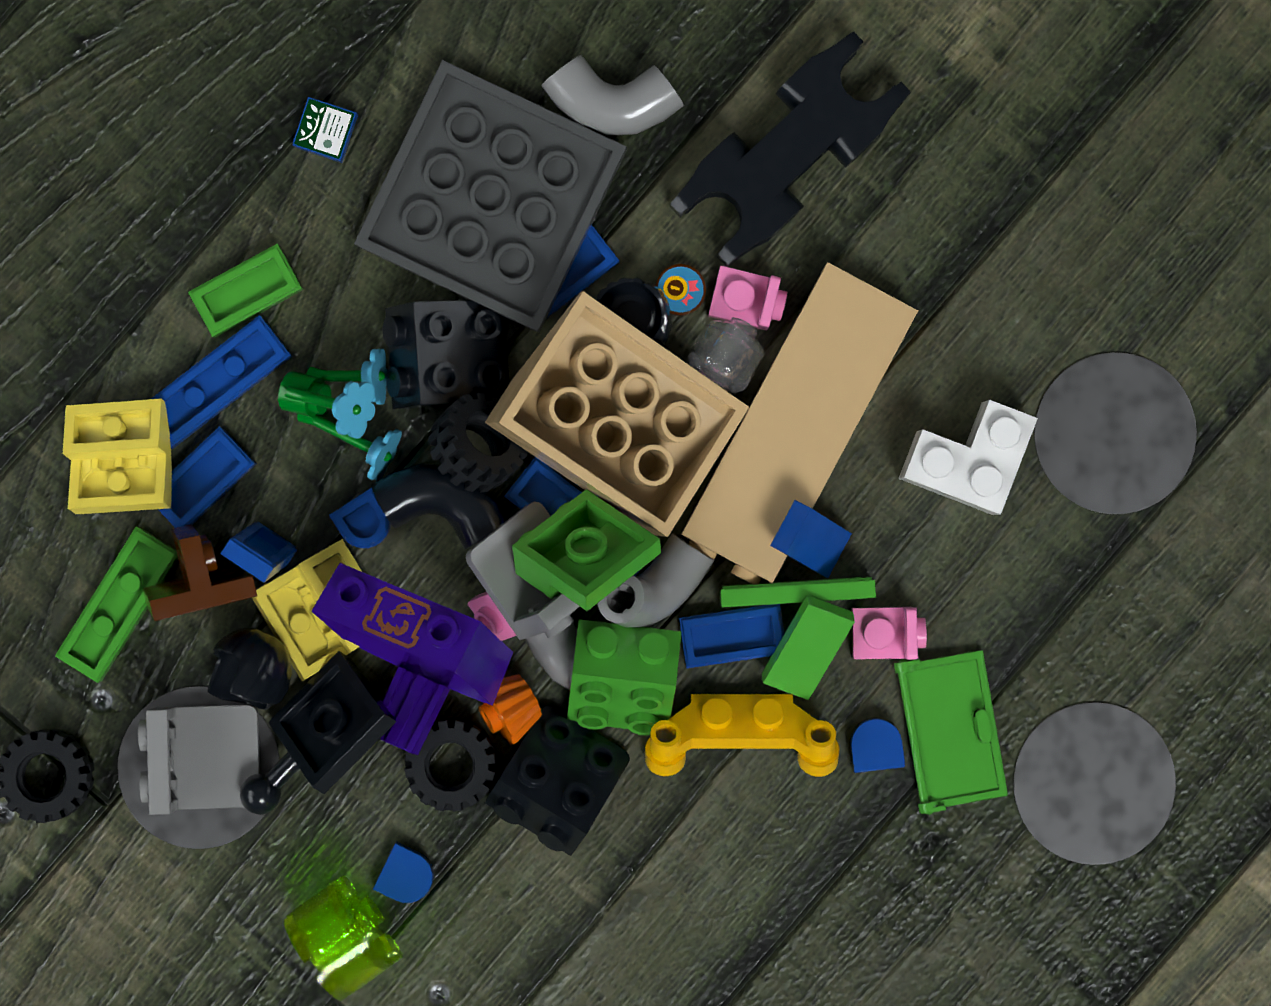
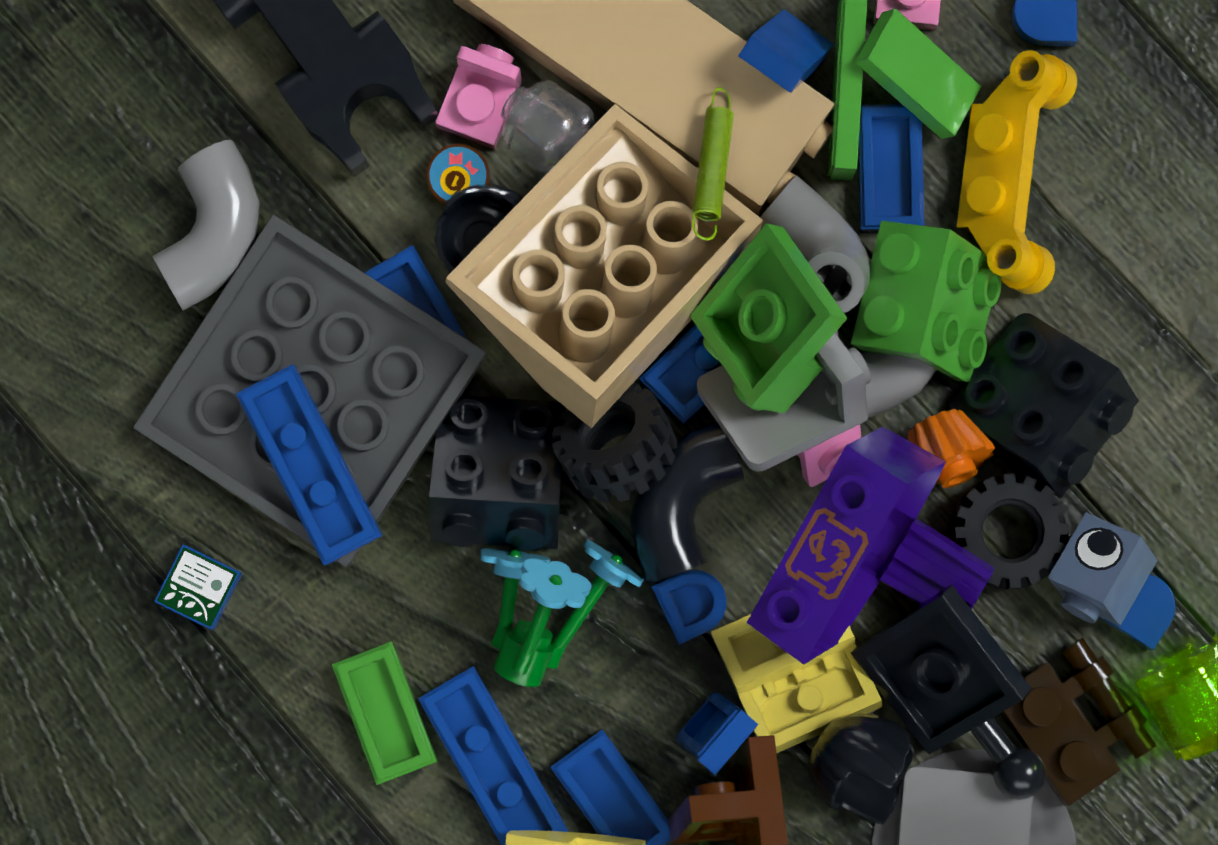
camera: 80 degrees left, 5 degrees down
(296, 824) = (1061, 735): none -> dark brown plate
(427, 840) = (1102, 570): none -> sand blue brick
(429, 204) = (309, 465): none -> blue tile
(706, 491) = (713, 164): none -> lime piece

